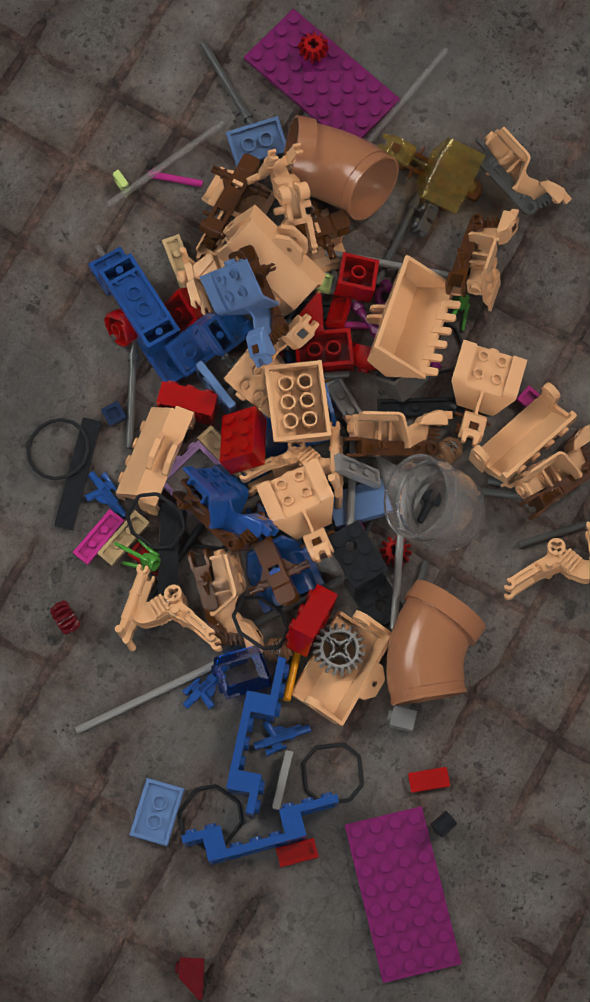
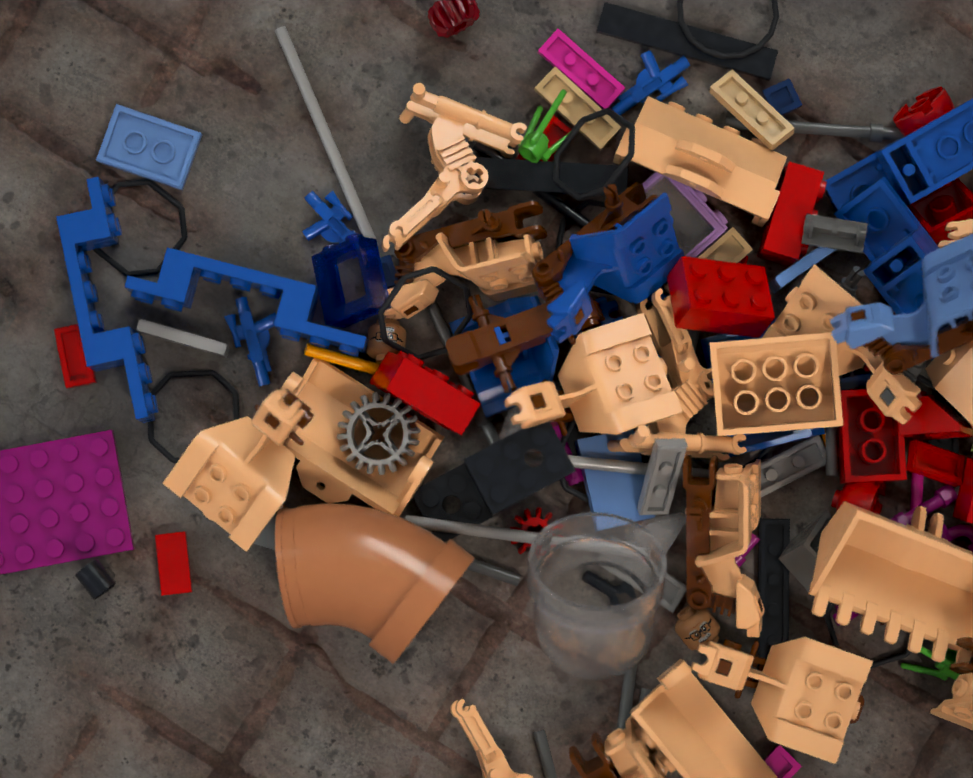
camera: 90 degrees right, 10 degrees up
(122, 430) = (752, 110): none -> tan plate
(201, 372) = (834, 233): none -> dark grey hinge
(368, 727) = (242, 467): none -> light nougat piece

